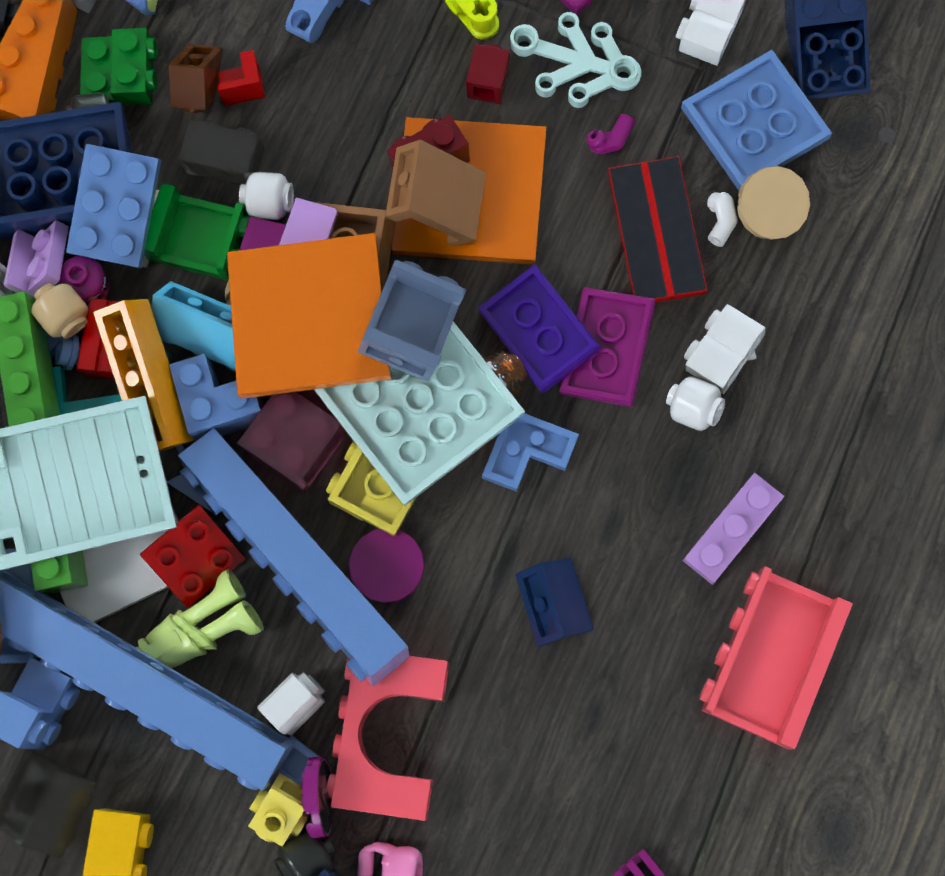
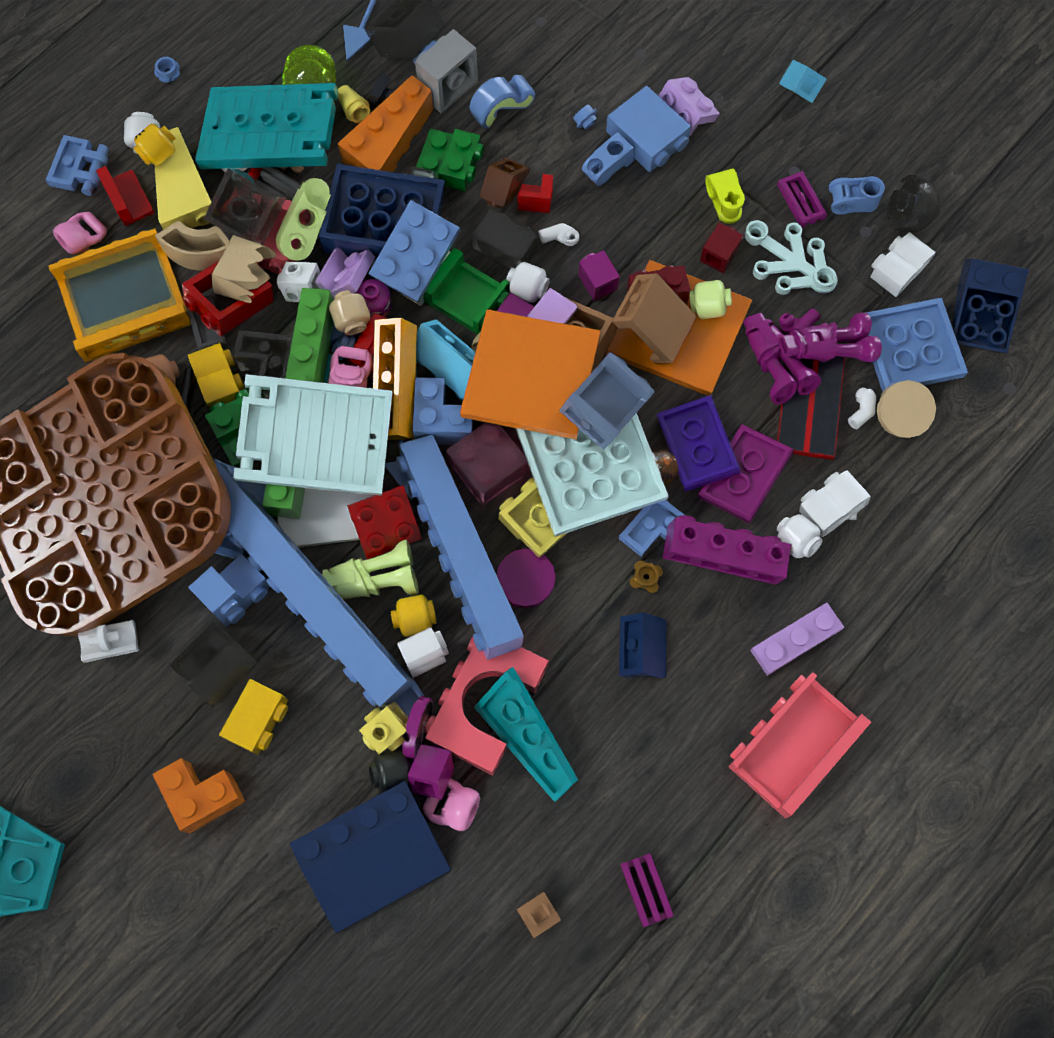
camera: 10 degrees right, 5 degrees down
(85, 391) = (350, 375): none -> bright pink piece
(267, 659) = (413, 615): none -> yellow head
(286, 118) = (561, 233): none -> white arm
(350, 157) = (598, 275): none -> magenta brick
(351, 844) = (431, 771): none -> magenta brick
(443, 753) = (521, 726): none -> teal wing
(495, 145) = (710, 299): none -> yellowish green head
(523, 506) = (652, 571): none -> pearl gold plate
(587, 182) = (764, 343): none -> magenta piece
(615, 450) = (726, 550): none -> magenta brick
(645, 153) = (821, 341): none -> magenta piece

